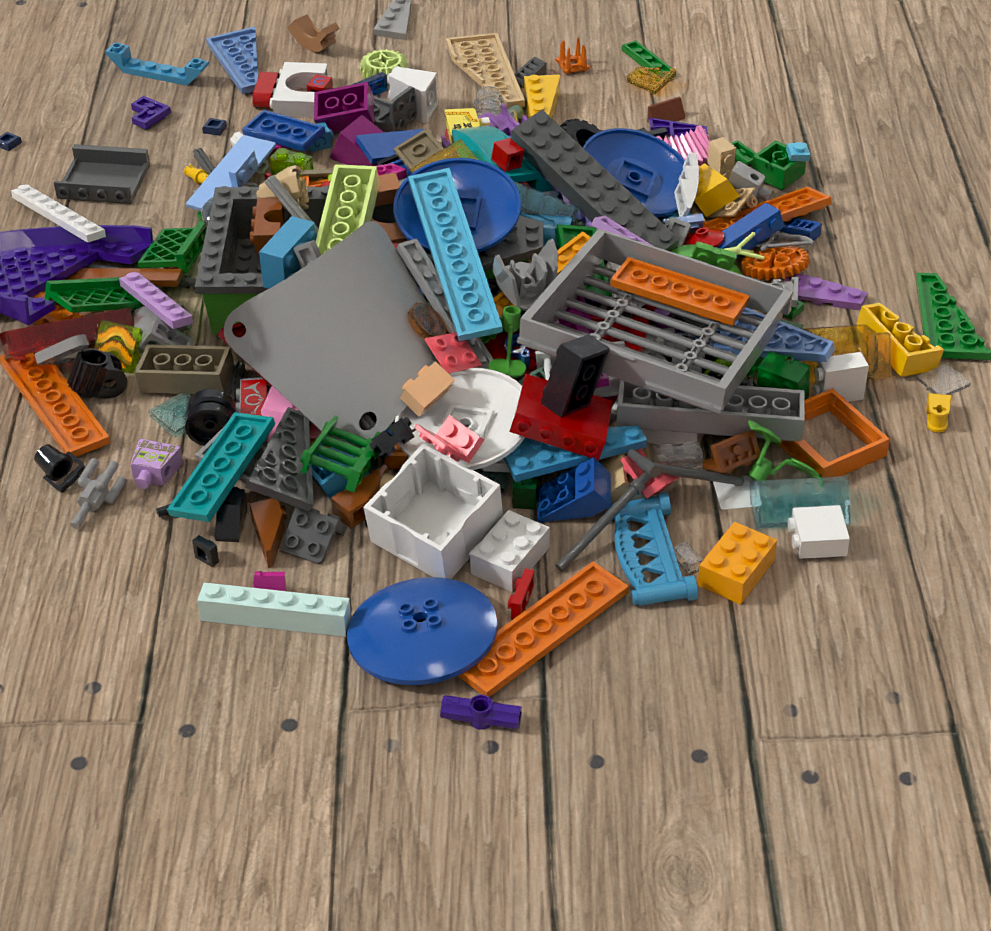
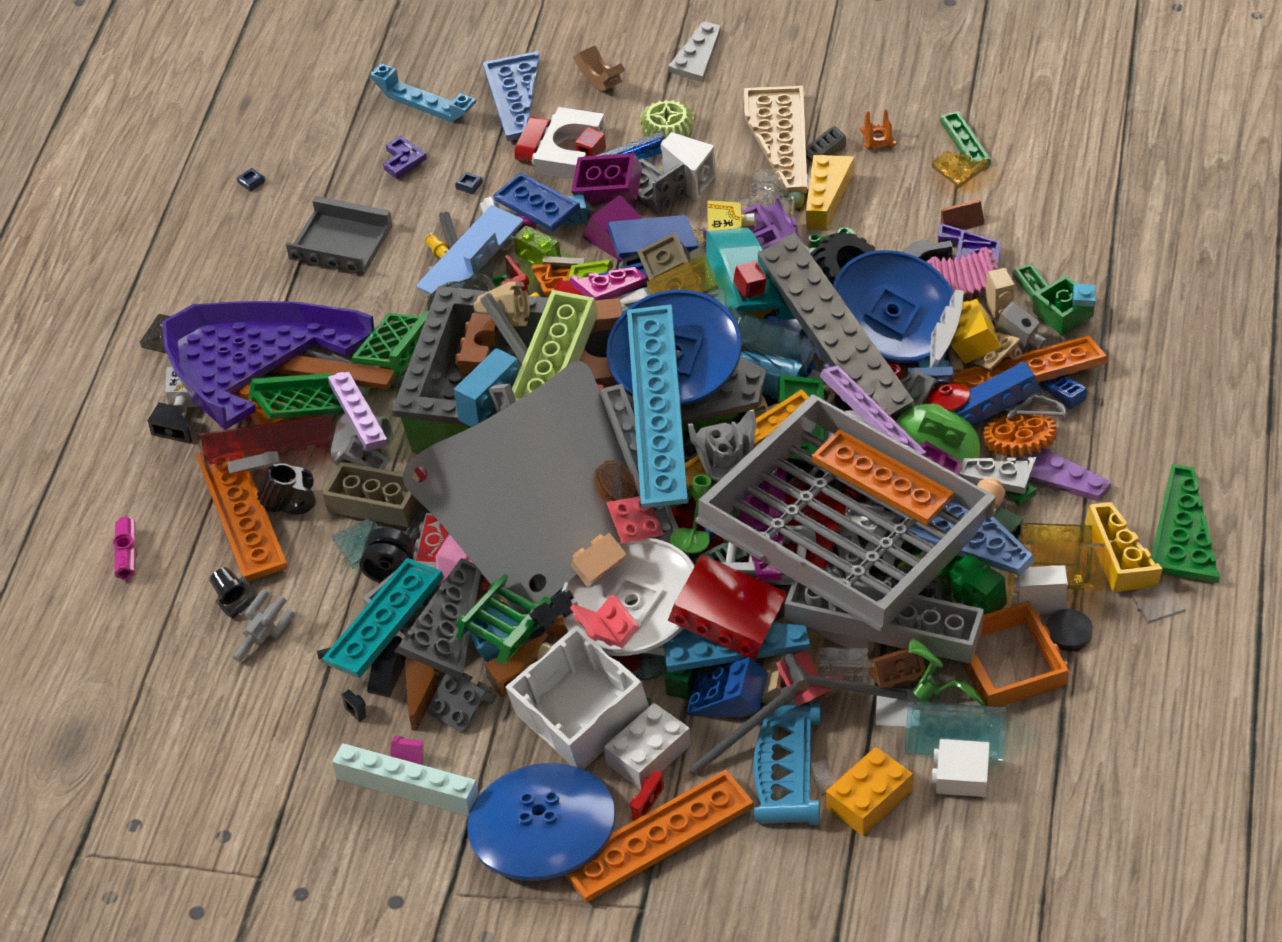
camera: 15 degrees right, 5 degrees up
(58, 213) = (283, 285): white plate -> none
(121, 341) = (314, 455): slope -> none
(155, 463) = (324, 599): lavender torso -> none
(481, 712) = (586, 921): dark purple piece -> none
(574, 375) = (741, 570): black brick -> none
(750, 253) = (979, 417): yellowish green plant -> none
(875, 408) = (1069, 629): none -> black tile
(937, 411) = (1136, 640): yellow piece -> none

